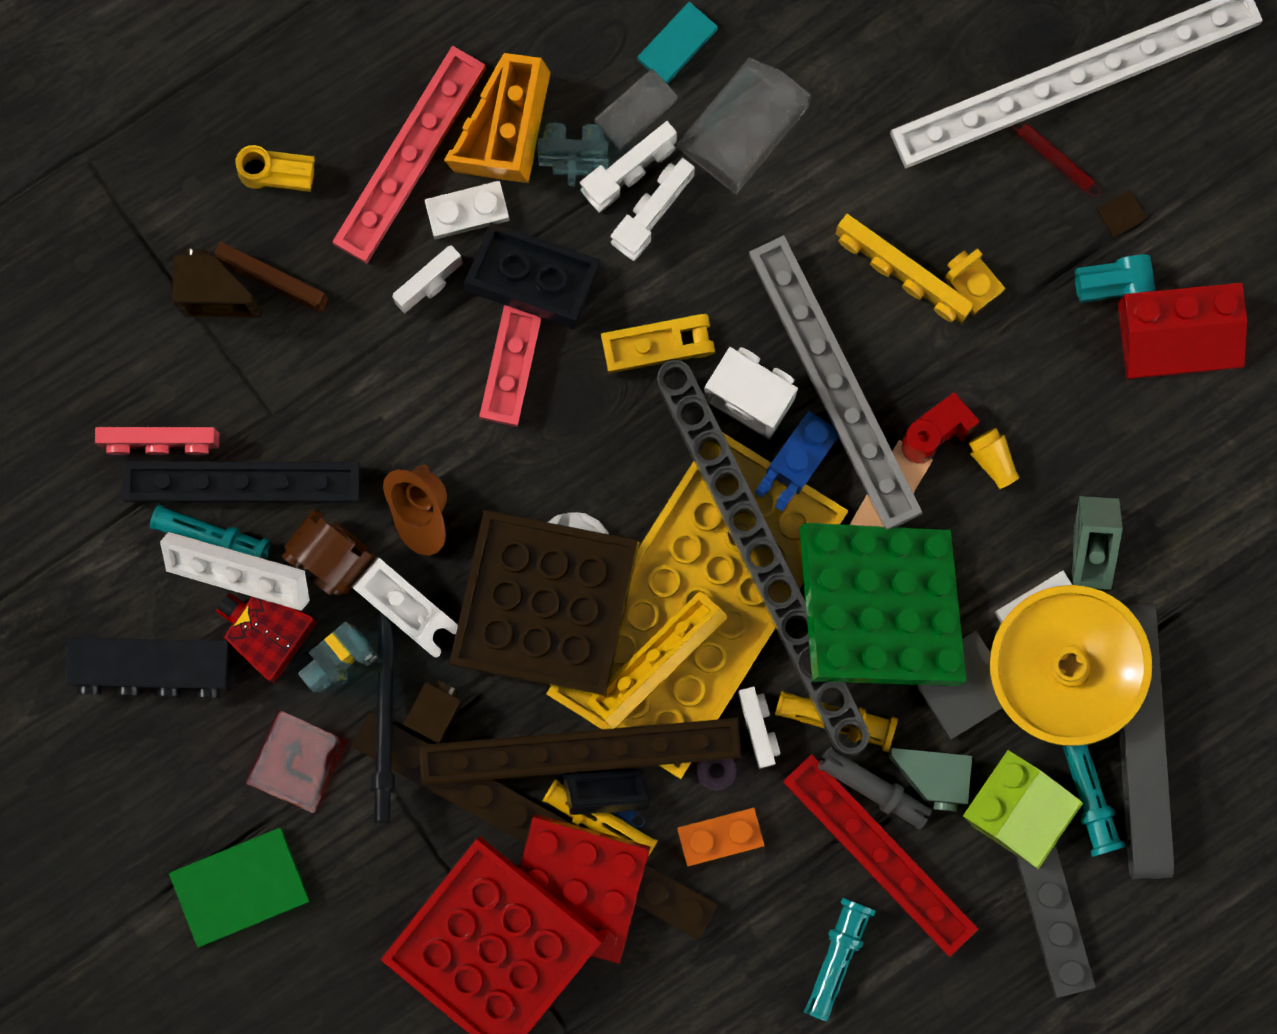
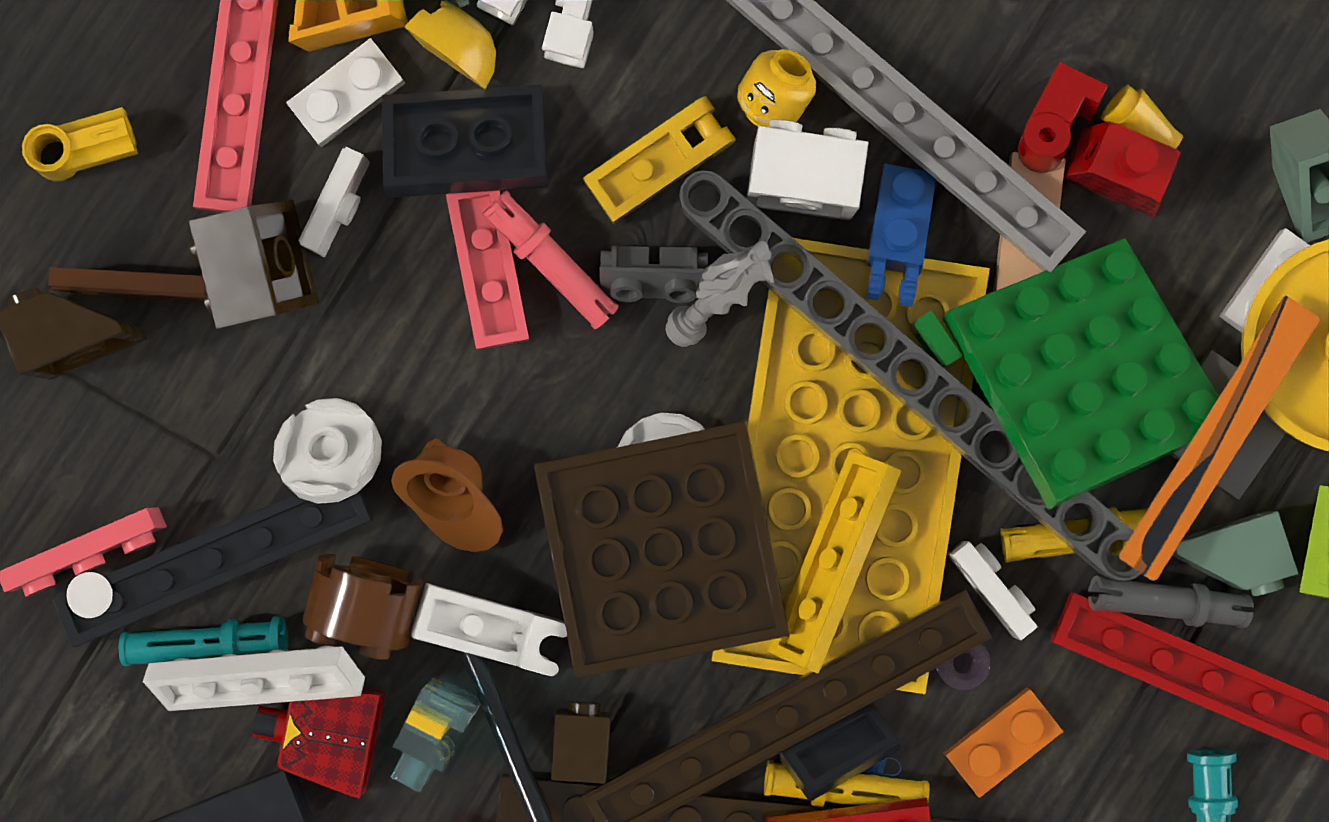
camera: 25 degrees left, 5 degrees up
(149, 469) = (89, 595): none -> white sticker
(350, 442) = (327, 451): none -> white tile
(356, 295) = (252, 263): none -> slope
(555, 378) = (550, 259): none -> coral pin
(556, 206) = (456, 40): none -> yellow brick
(603, 413) = (629, 276): none -> dark grey hinge
(662, 442) = (721, 286): none -> light grey piece
(756, 328) = (776, 87): none -> yellow head
(788, 540) = (935, 339): none -> green tile
(950, 685) = (1219, 438): none -> orange sticker
(969, 482) = (1123, 166): none -> red torso

